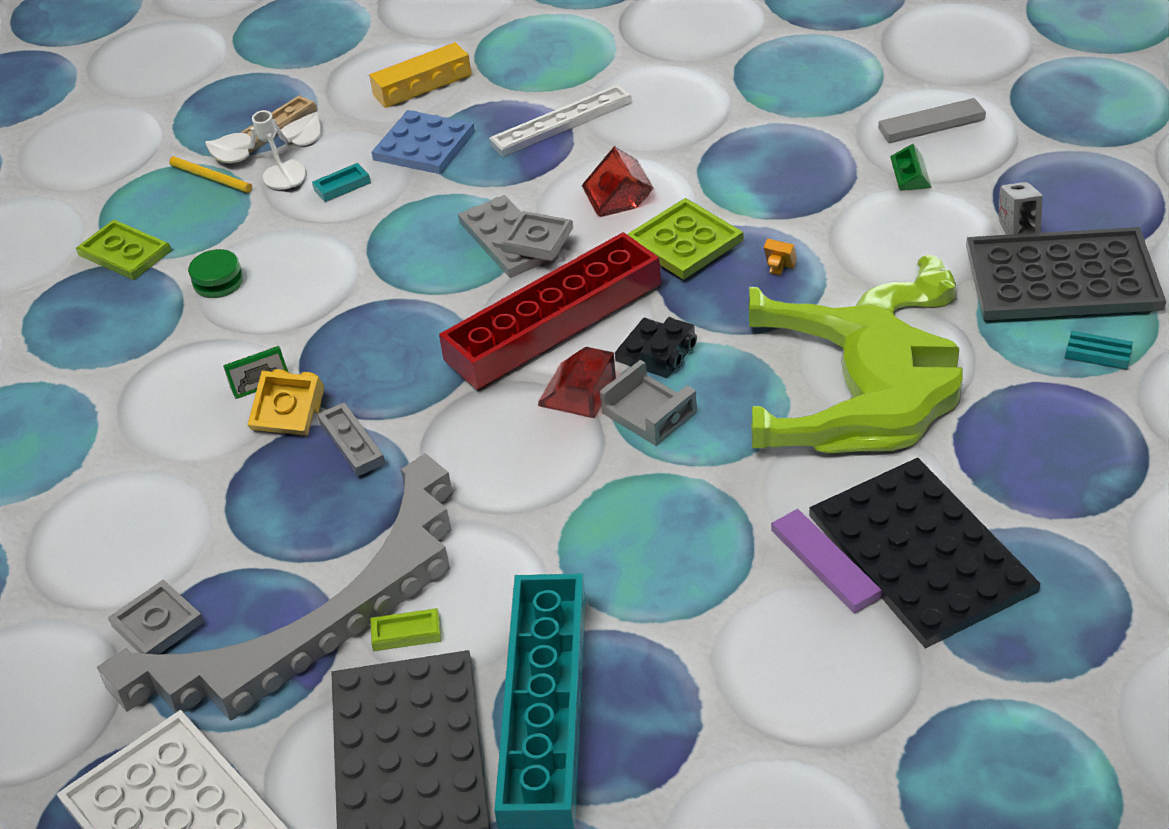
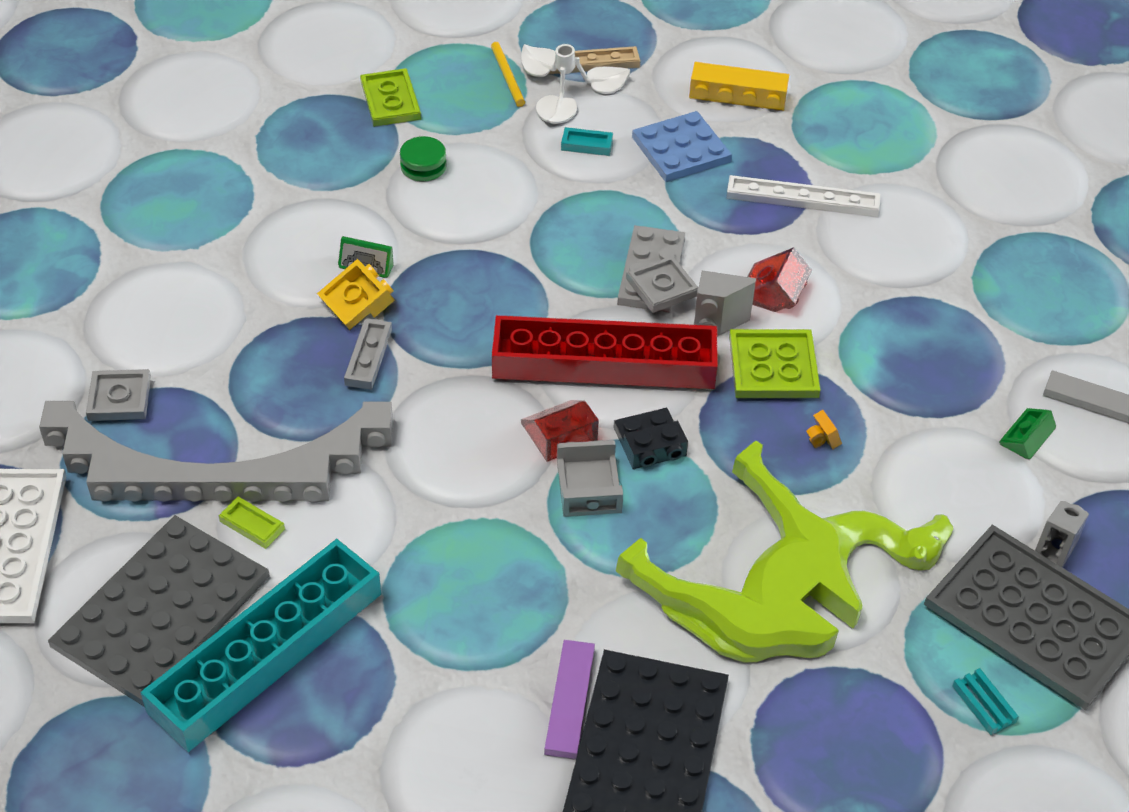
camera: 35 degrees right, 5 degrees up
(598, 214) = (724, 300): none -> light grey slope

